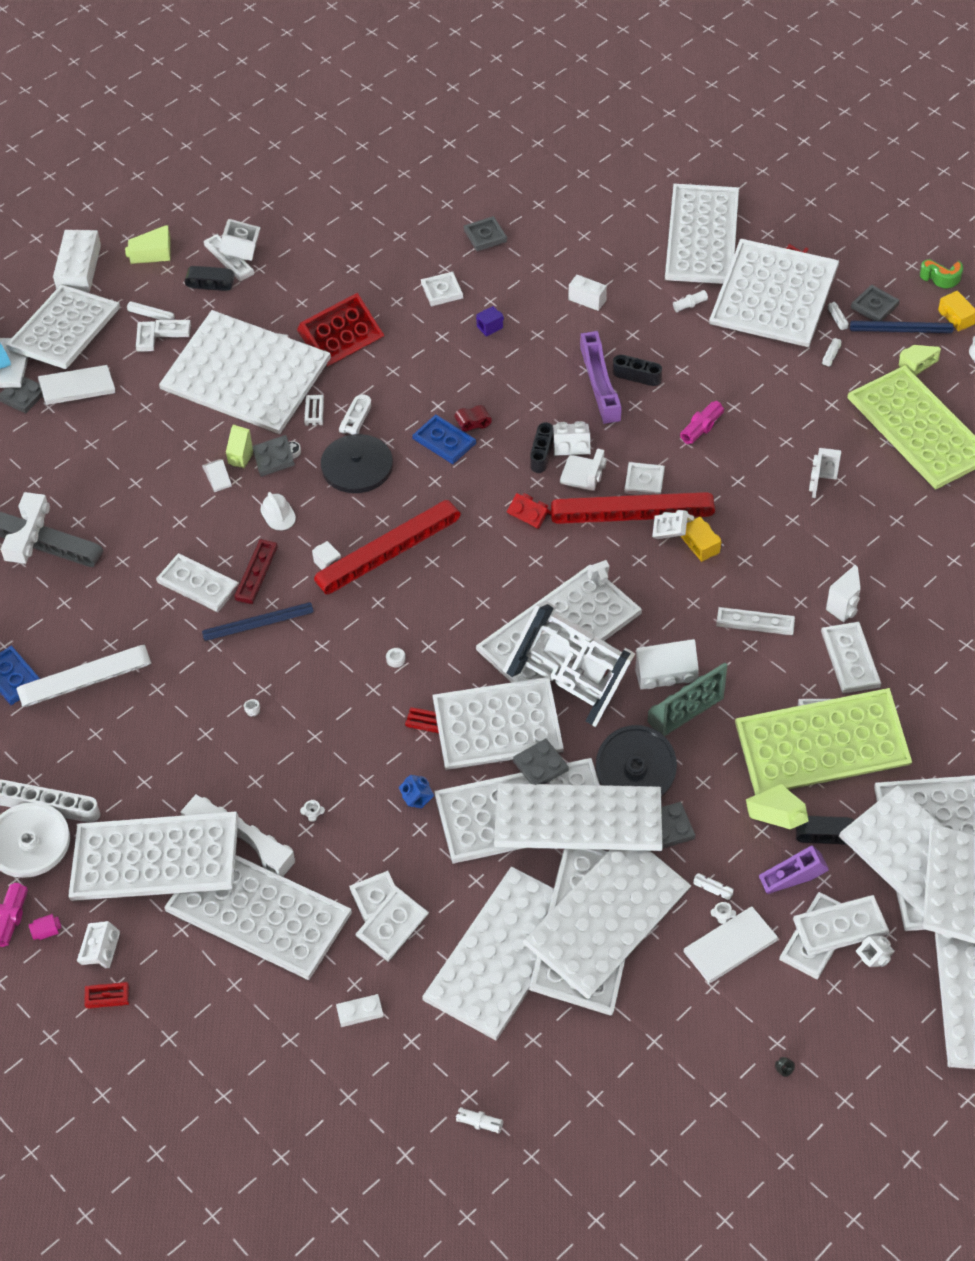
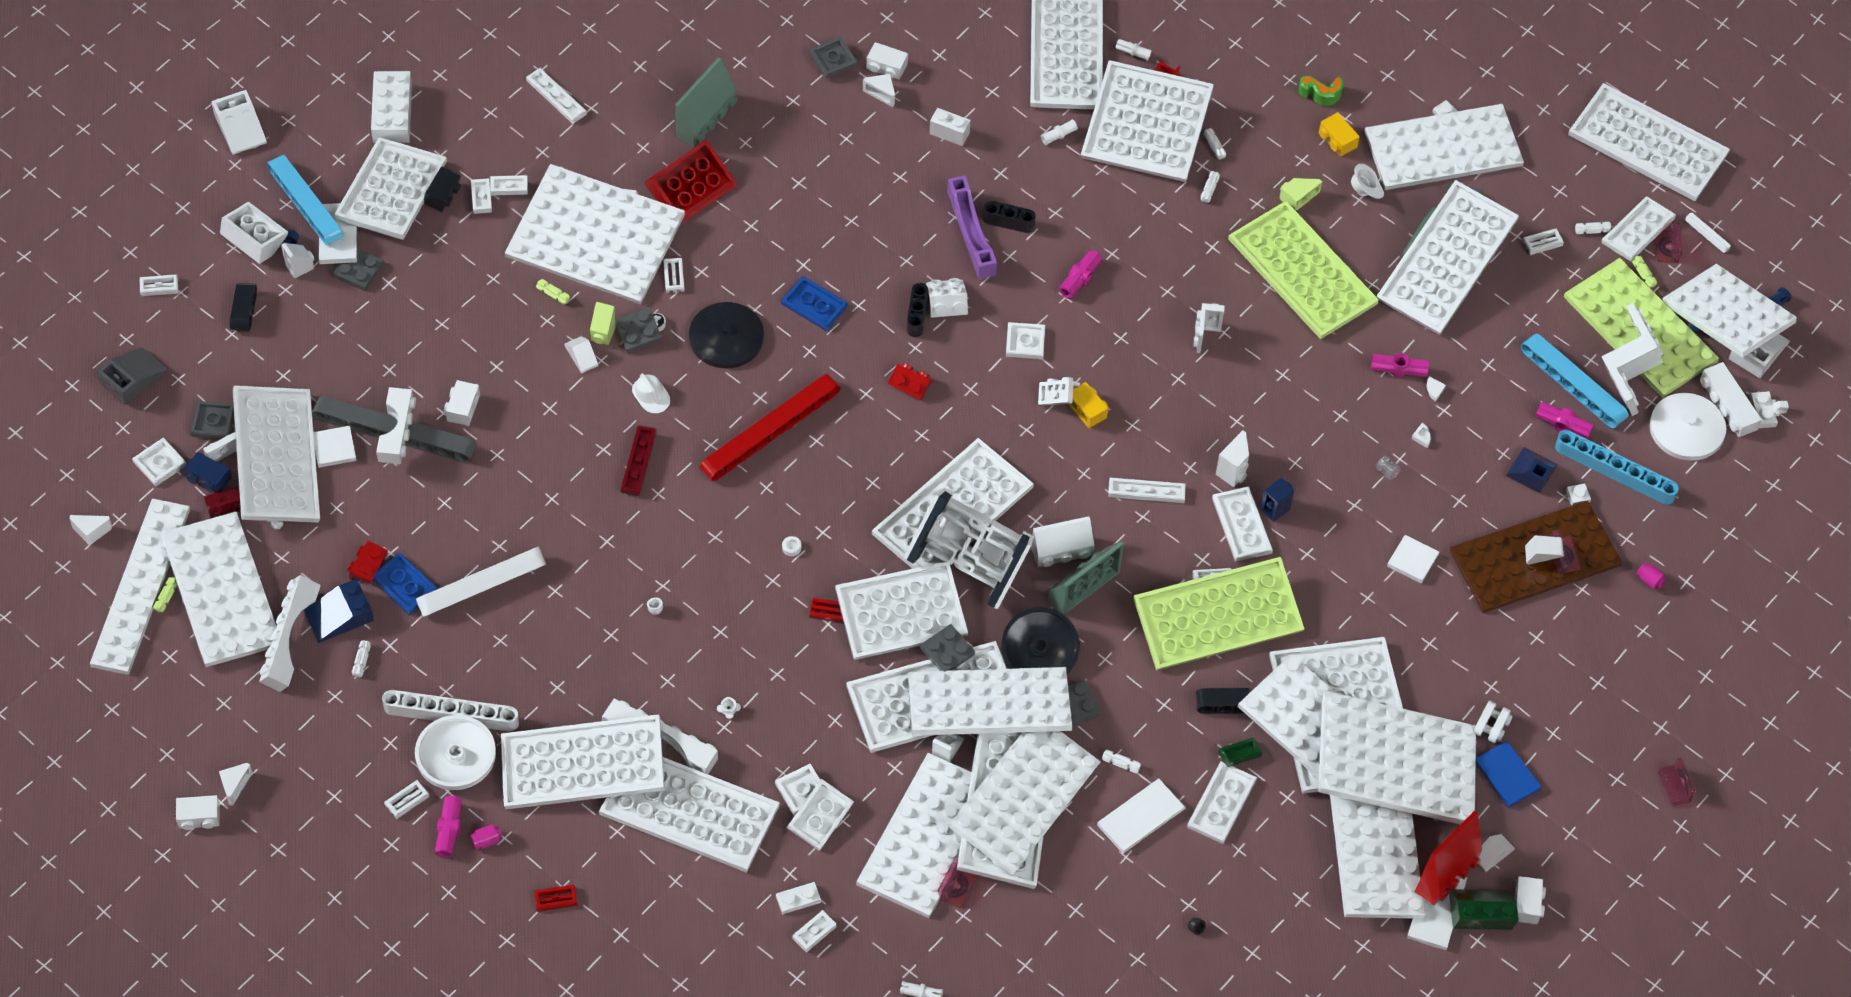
camera: 10 degrees left, 5 degrees up
(76, 384) = (416, 256): white tile -> none
(96, 512) = (462, 402): none -> white brick
(99, 944) = (540, 850): white bracket -> none
(109, 328) = (442, 189): none -> black brick
(149, 311) = (480, 165): white axle -> none
(150, 246) = (469, 86): yellowish green slope -> none
(198, 419) = (553, 291): none -> yellowish green axle
(198, 582) = (579, 475): white tile -> none
(209, 278) = (540, 123): black beam -> none
(239, 239) = (568, 77): white brick -> none
(257, 621) = (647, 514): dark blue axle -> none
(325, 555) = (708, 441): white brick -> none
(356, 415) = (719, 279): white plate -> none
(360, 263) = (704, 104): none -> sand green slope
(371, 1047) = (814, 931): none -> white plate
(416, 791) = (828, 683): blue brick -> none
(442, 288) = (793, 126): white tile -> none
(473, 418) = (843, 279): dark red axle -> none
(489, 321) = (849, 164): dark purple brick -> none
(525, 259) = (880, 88): none -> white slope
(527, 1007) = (956, 885): none -> clear pink panel
(531, 860) = (946, 746): none -> white slope
(534, 237) = (887, 60): none -> white brick
(583, 471) = (962, 335): white bracket -> none
(599, 572) = (988, 447): white tile -> none
(630, 507) = (1014, 373): red beam -> none
(723, 912) = (1132, 785): white plate -> none
(765, 235) = (1133, 49): none -> white axle
(777, 807) = (1178, 681): yellowish green slope -> none
(794, 871) = (1197, 742): medium lavender slope -> none
(839, 884) = (1240, 752): none -> dark green tile
(840, 925) = (1242, 792): white tile -> none
(875, 303) = (1253, 128): dark grey plate -> none
(875, 951) = (1275, 814): white brick -> none
(884, 326) = (1281, 154): dark blue axle -> none
(888, 633) = (1277, 499): none -> dark blue brick

